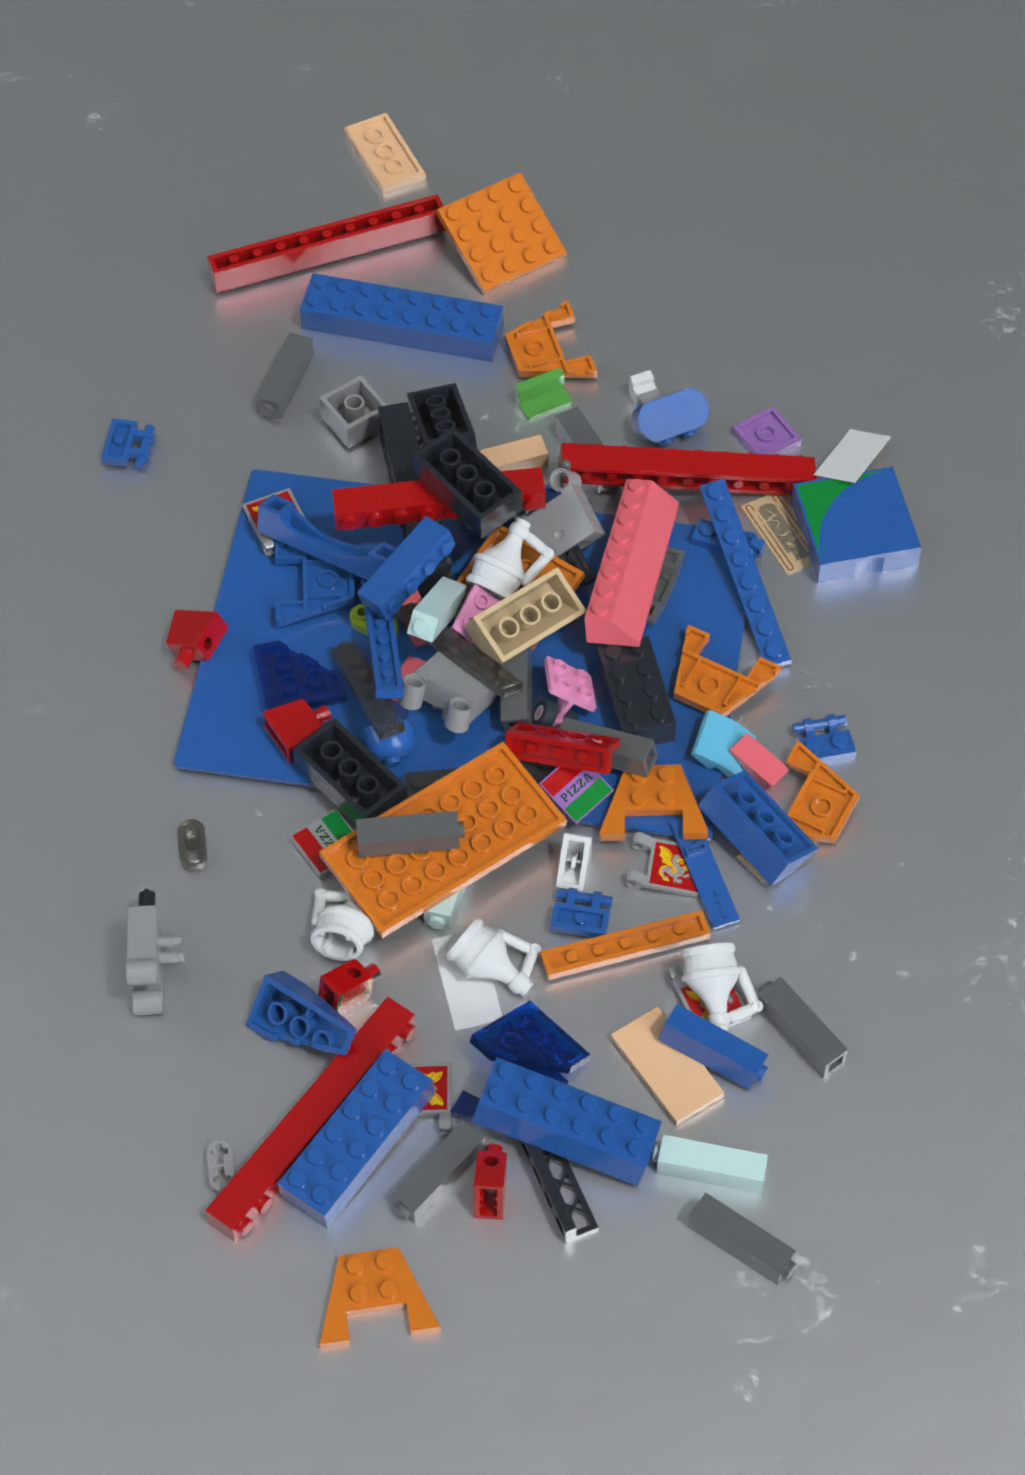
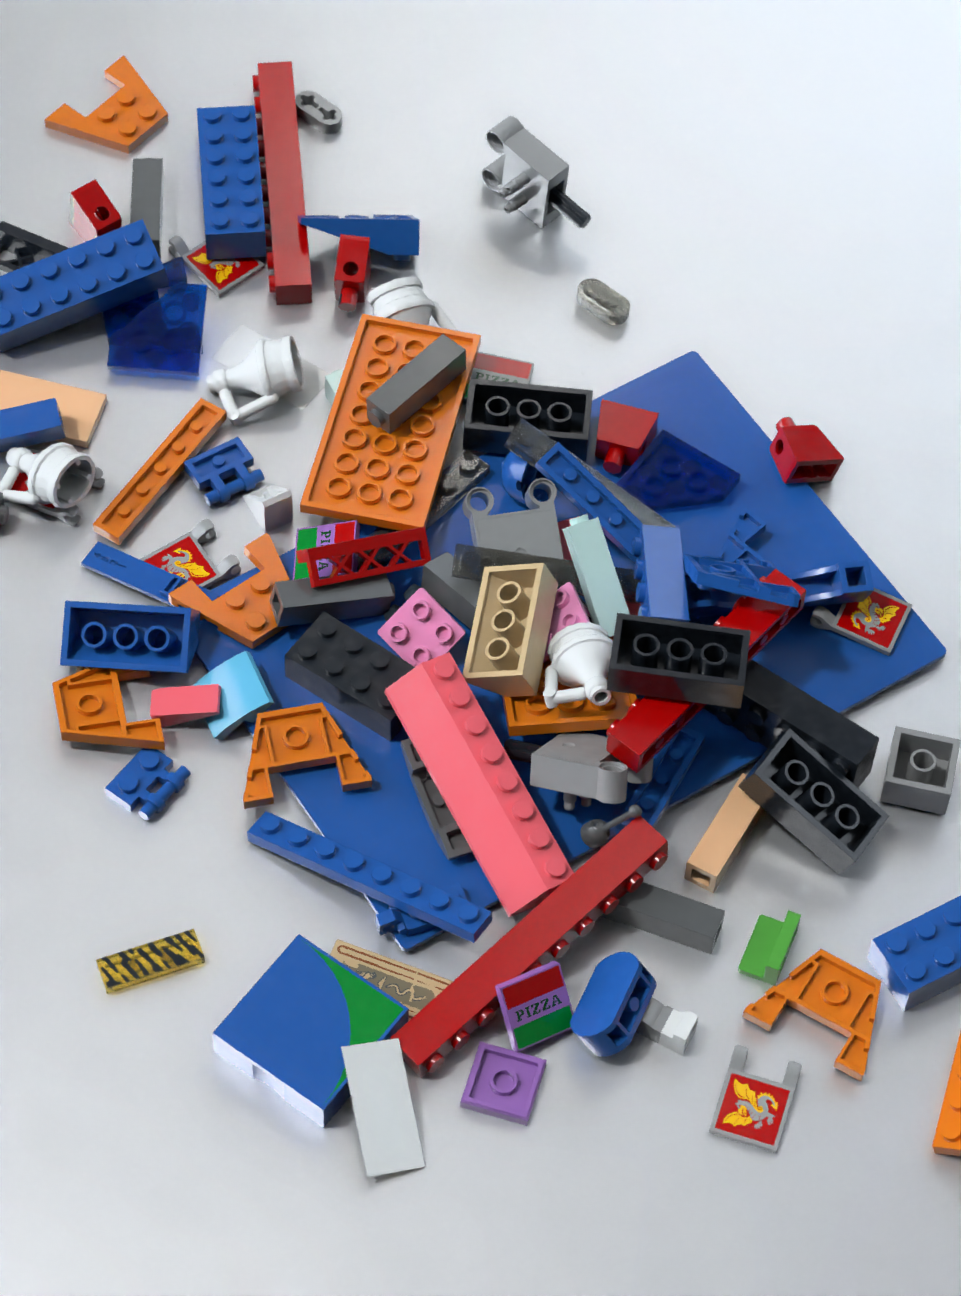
camera: 135 degrees right, 0 degrees up
(372, 528) = (738, 578): none -> blue wing
(638, 334) = (753, 1107): none -> flag
(715, 443) = (535, 1006): none -> tile
(915, 634) = (150, 961): none -> clear yellow tile

